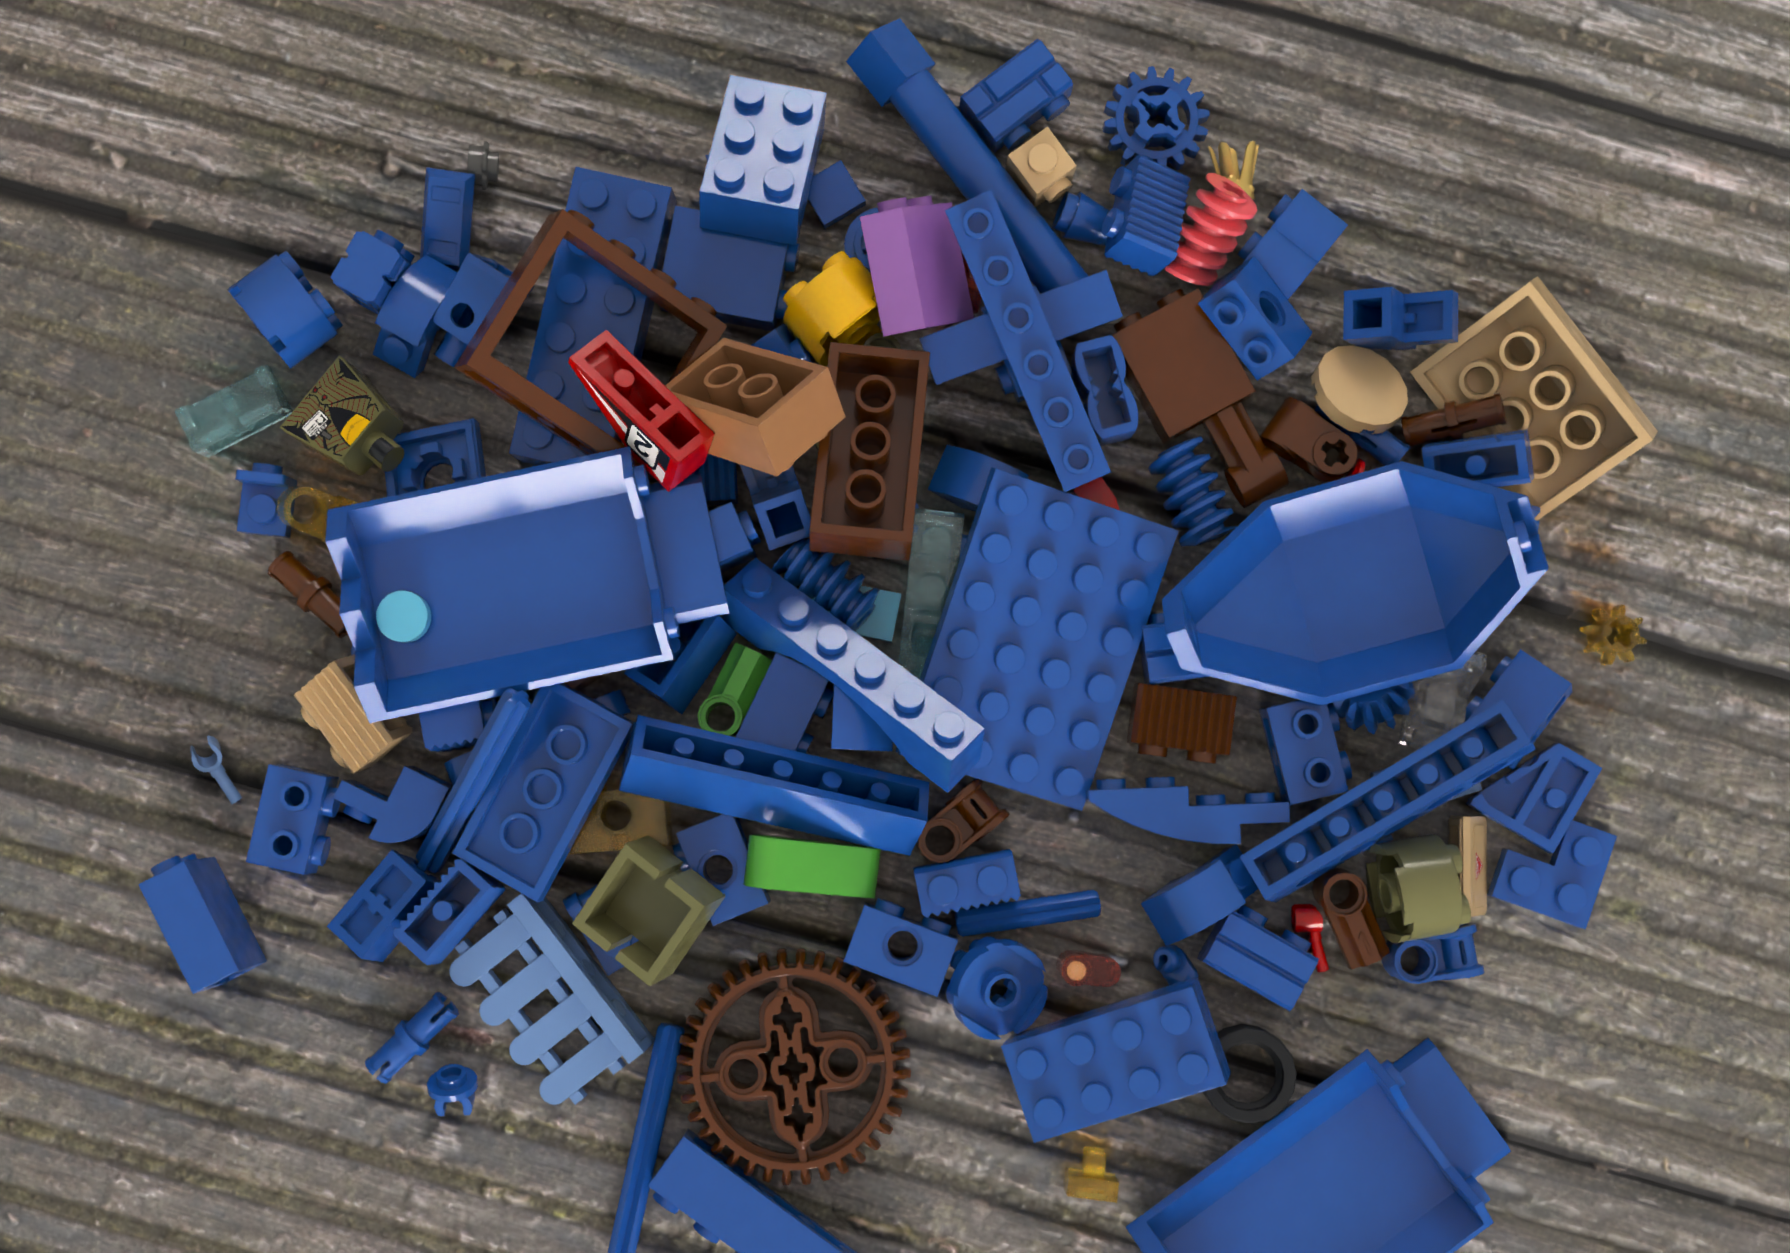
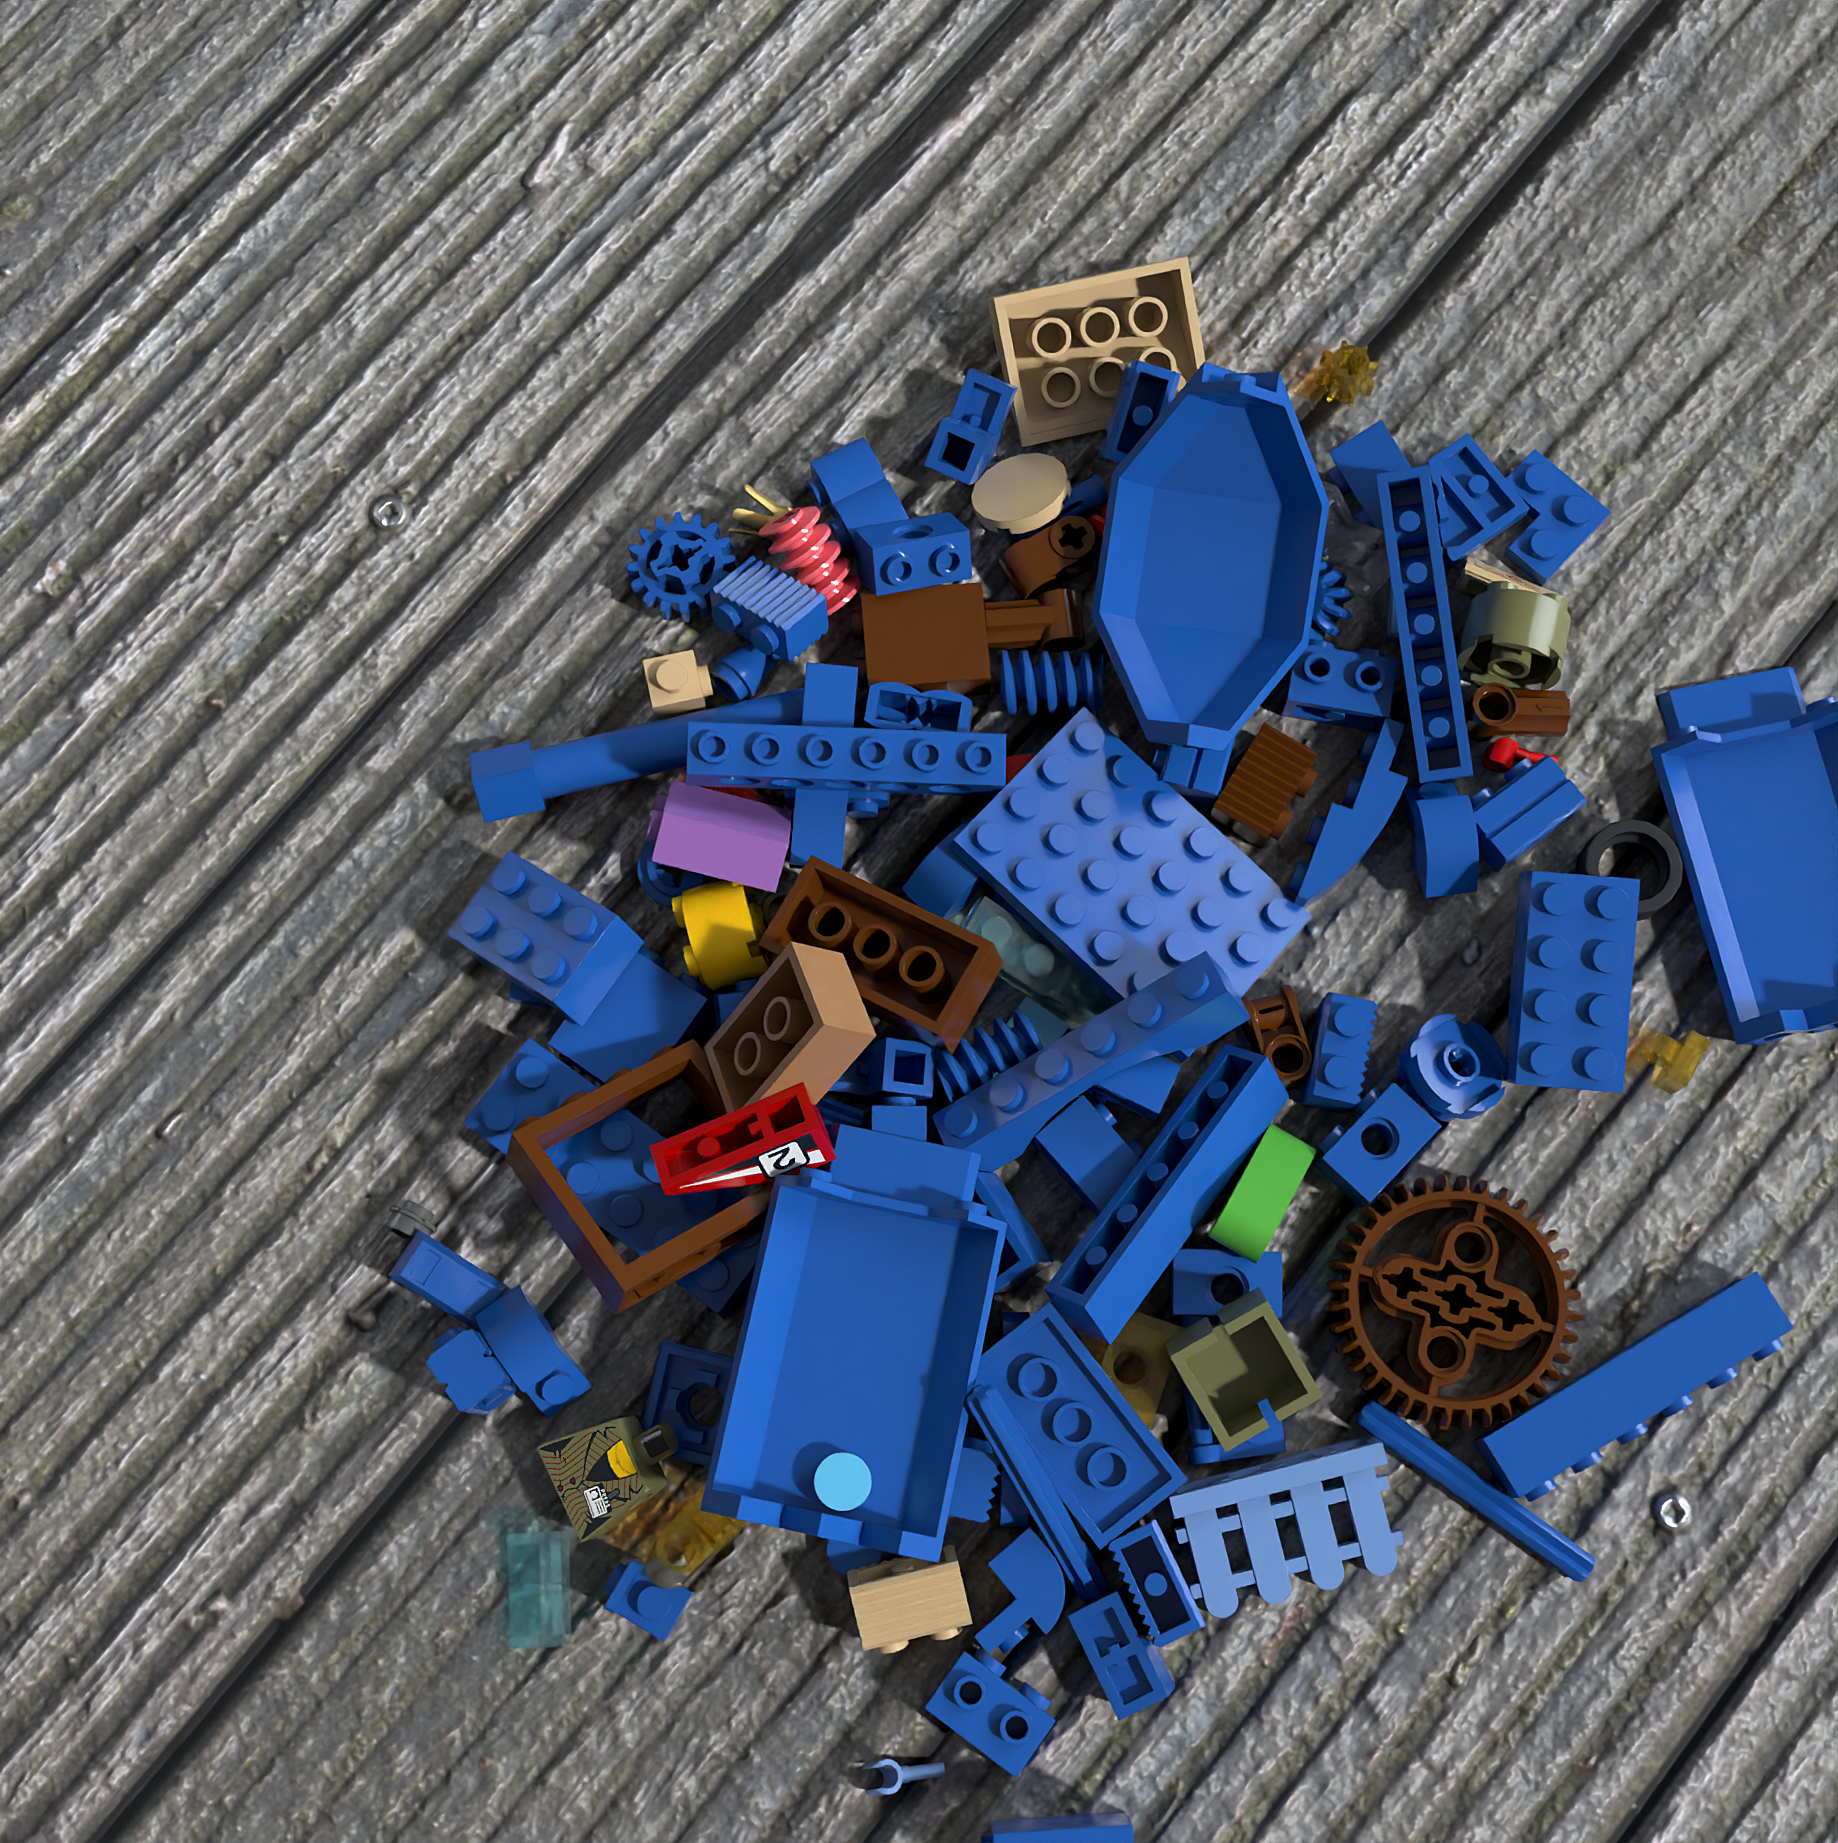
camera: 65 degrees left, 10 degrees down
(284, 311) = (463, 1482): blue brick -> none
(312, 592) = (765, 1587): reddish brown pin -> none
(411, 1037) = (1268, 1686): blue pin -> none
(453, 1084) = (1335, 1662): blue plate -> none
(470, 292) = (541, 1266): blue torso -> none
(735, 686) = (1049, 1194): bright green piece -> none
(834, 195) = (609, 888): blue tile -> none
(1016, 97) = (596, 679): blue brick -> none
(1028, 913) = (1392, 1008): blue axle -> none
(1088, 968) = (1468, 975): clear red piece -> none
(1174, 964) = (1497, 894): blue arm -> none
(1439, 957) = (1586, 652): blue piece -> none
(1454, 420) = (1087, 423): reddish brown pin -> none

